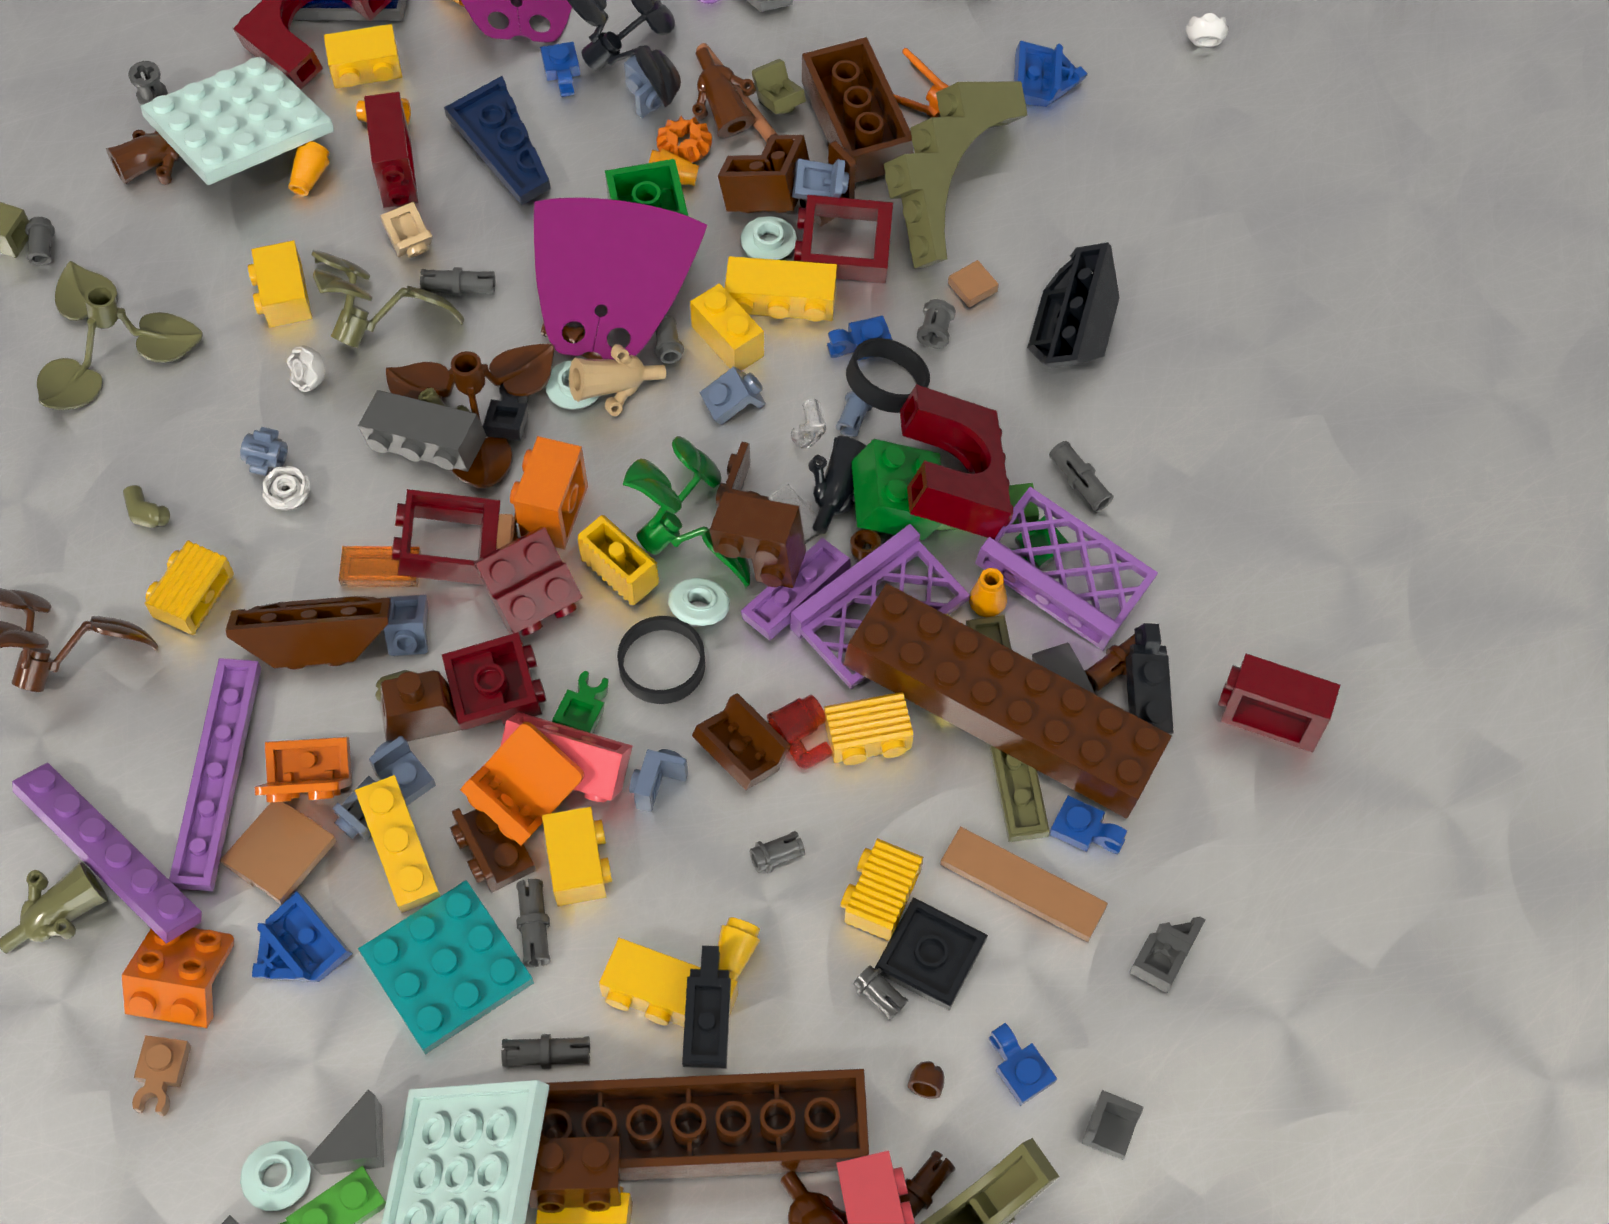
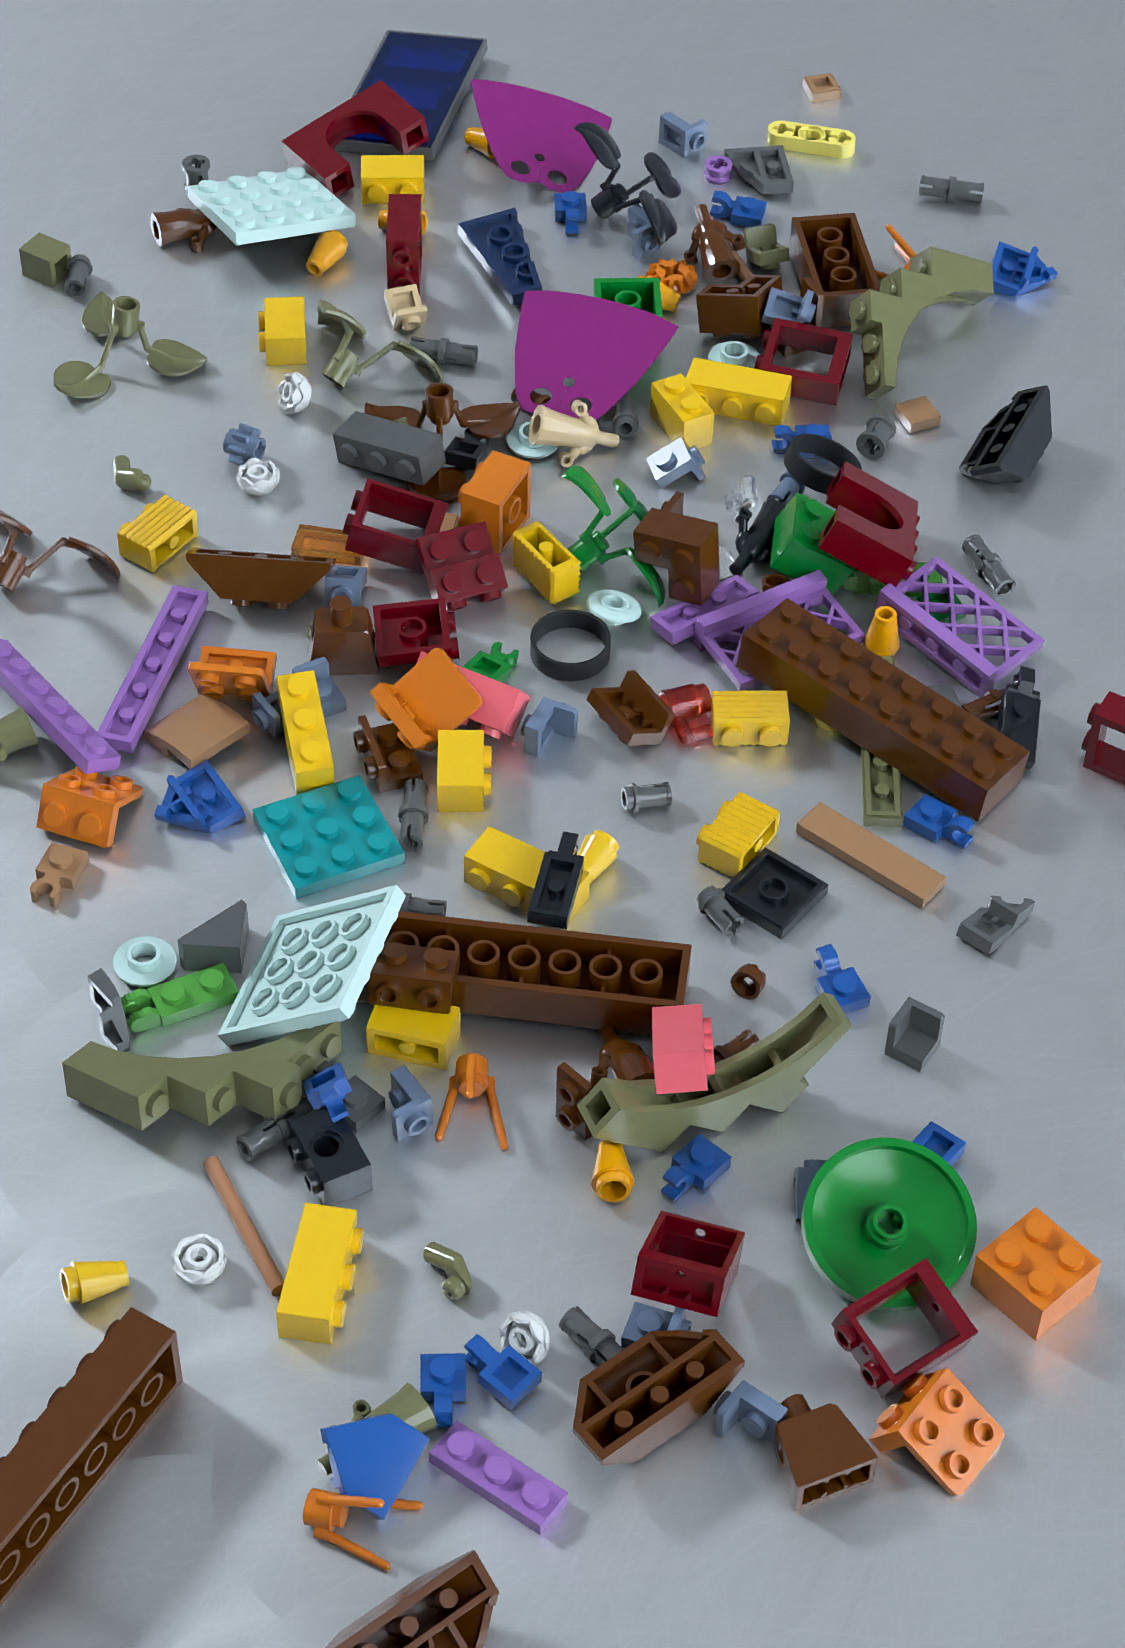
camera: 10 degrees right, 15 degrees down
(746, 39) = (742, 212): none -> blue plate

